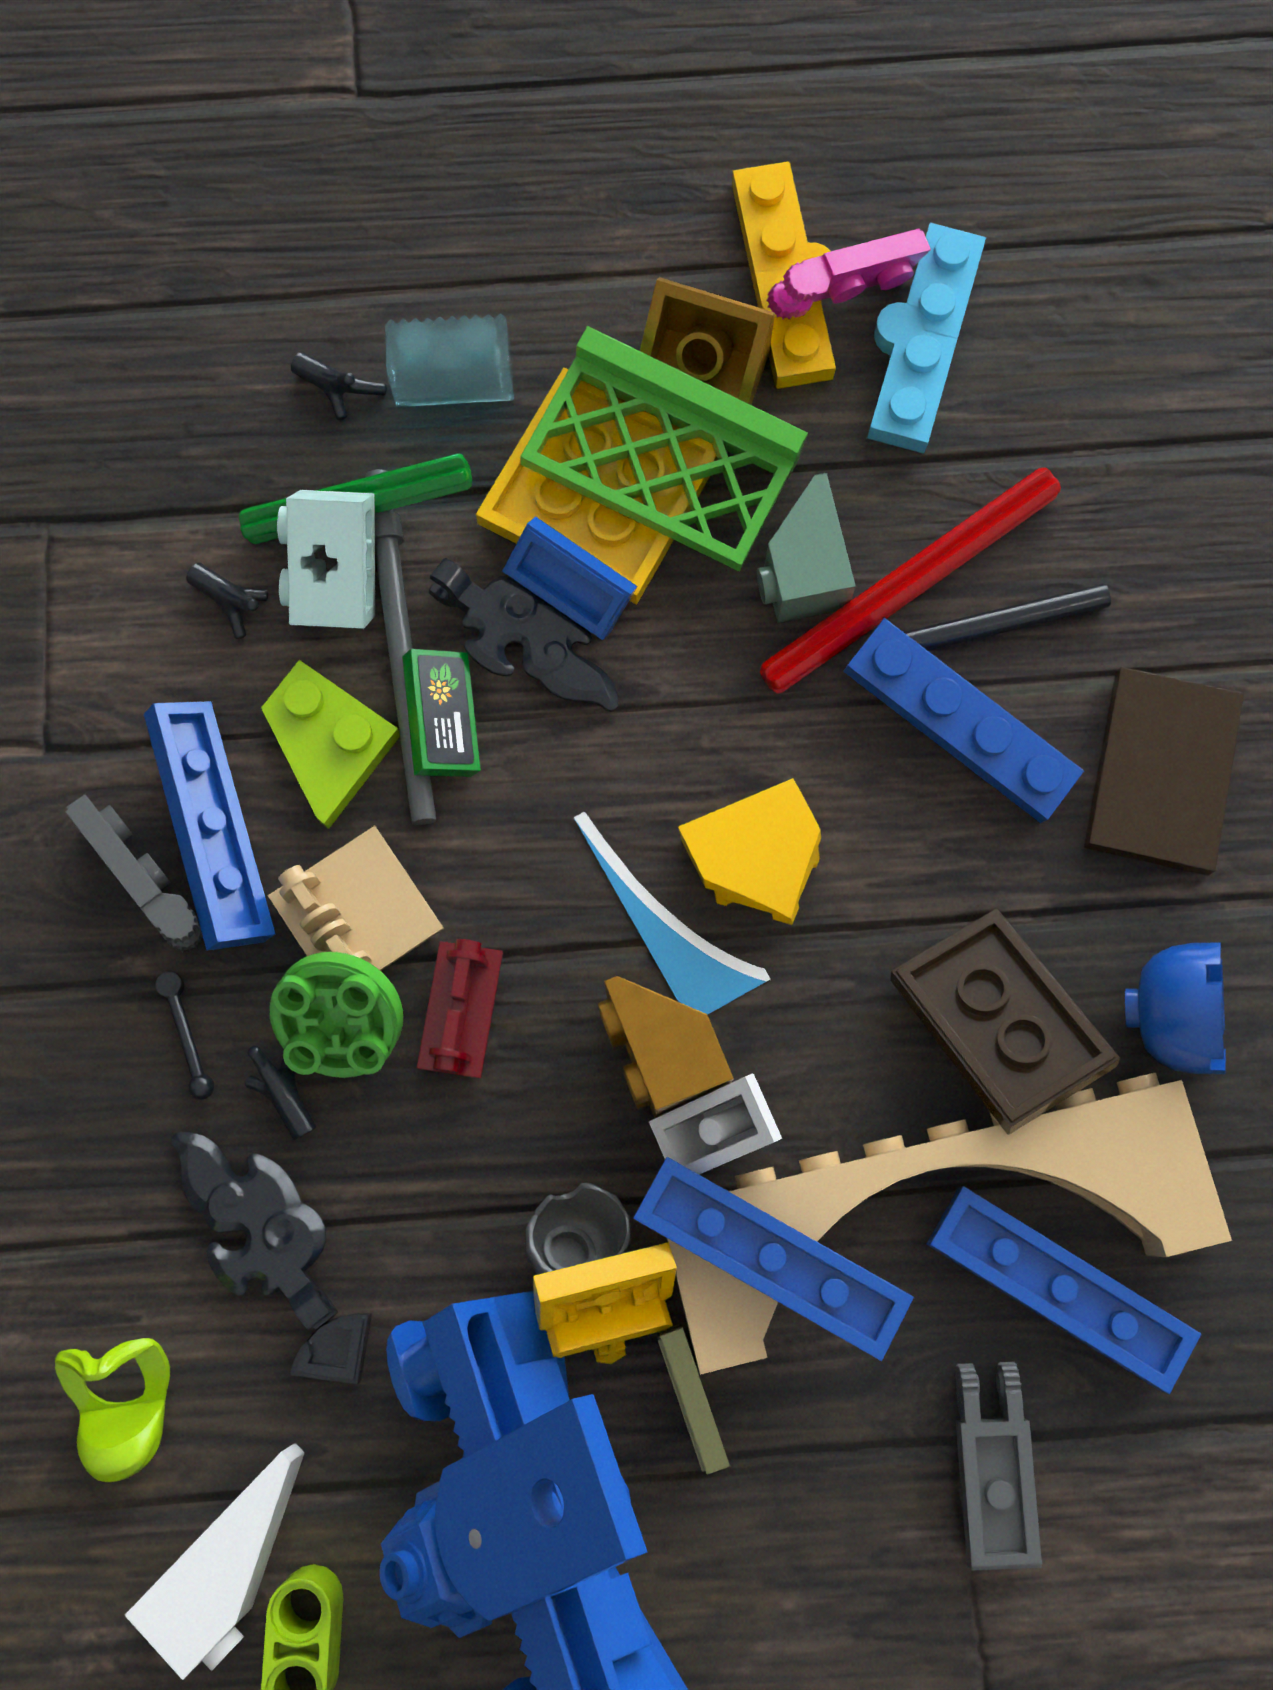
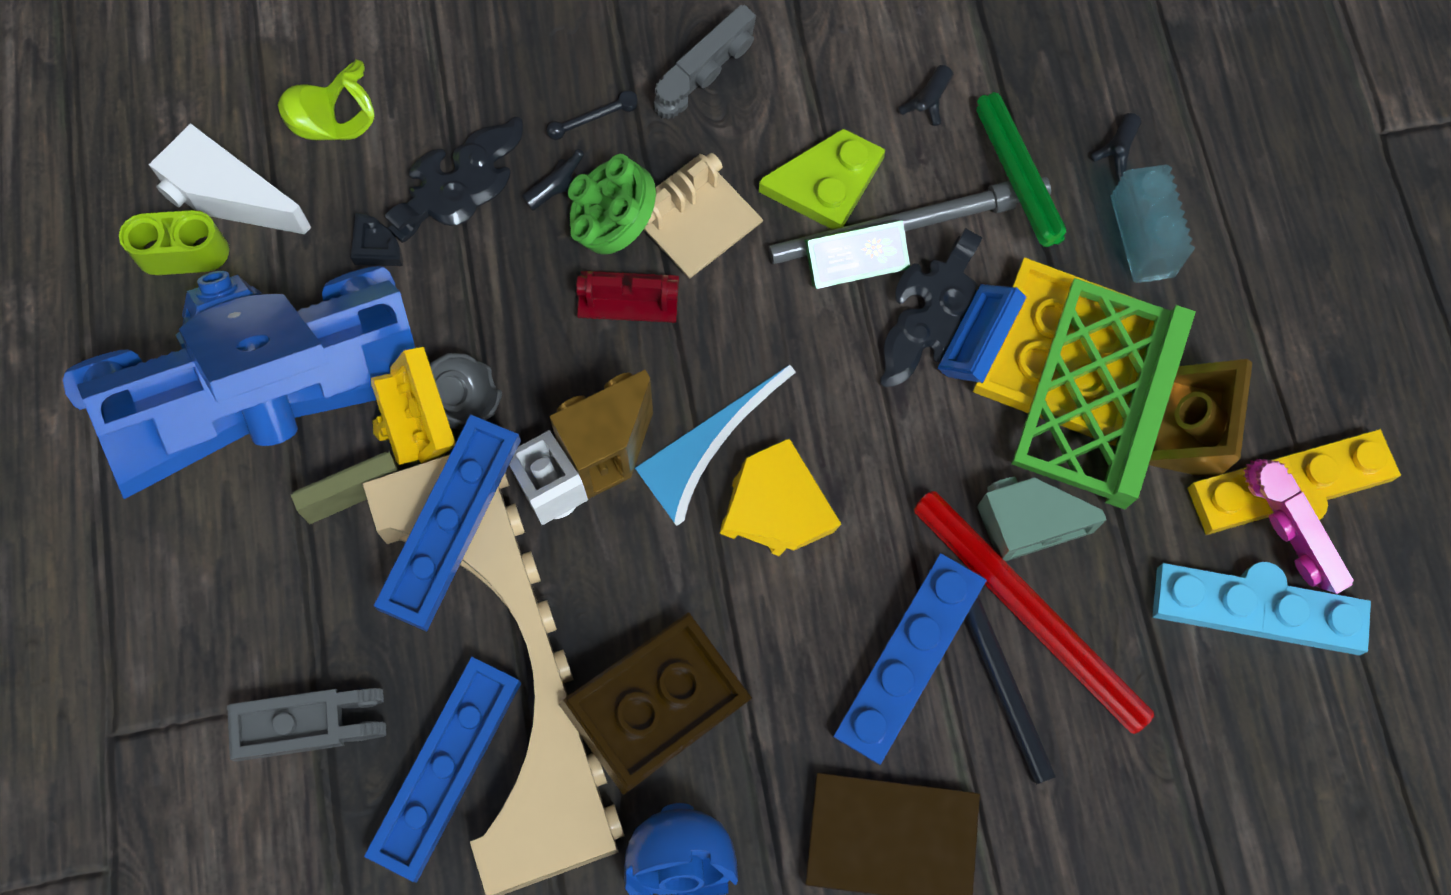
camera: 80 degrees right, 5 degrees down
(209, 824) = (748, 104): plate -> none
(347, 530) = (965, 153): light aqua brick -> none

